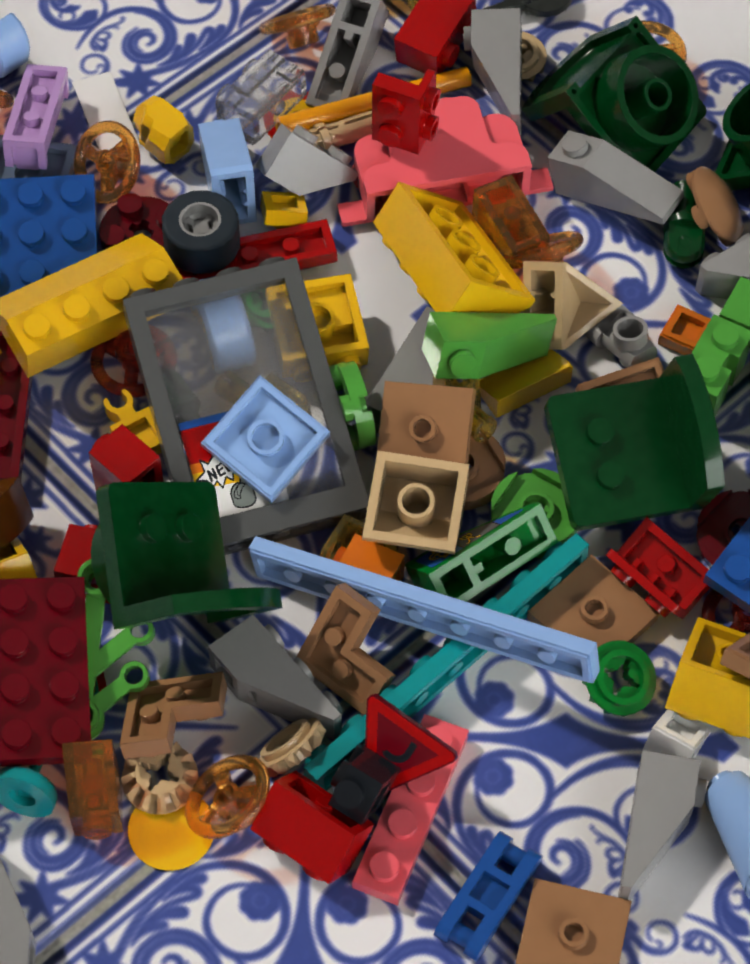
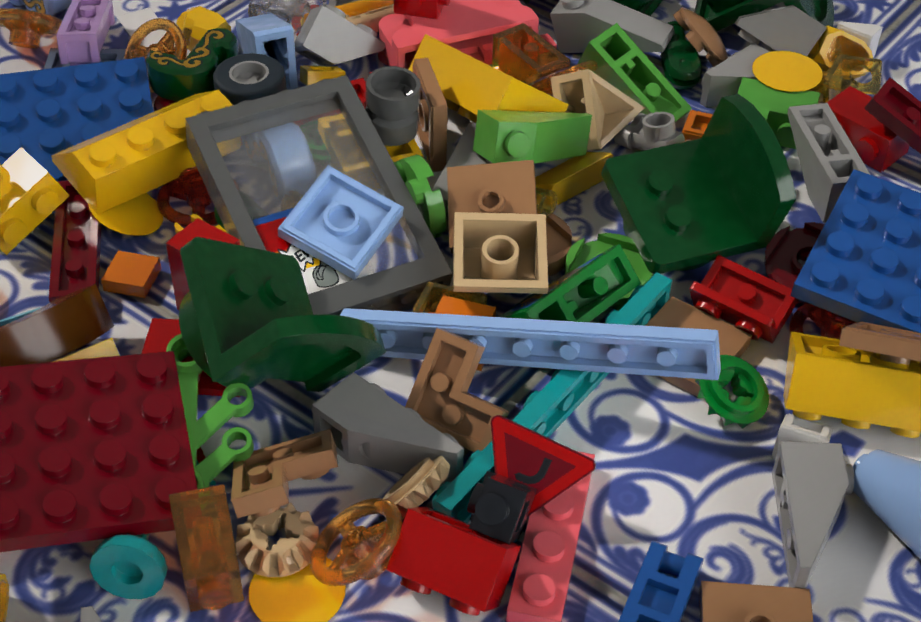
camera: 10 degrees left, 15 degrees down
(56, 451) = (131, 274): none -> orange tile
(63, 382) = (133, 217): none -> yellow sticker
(143, 208) = (180, 78): none -> dark green animal
(342, 290) = (393, 104): none -> dark grey wheel
(387, 289) = (432, 116): none -> medium nougat plate
(624, 258) = (632, 73): none -> bright green slope

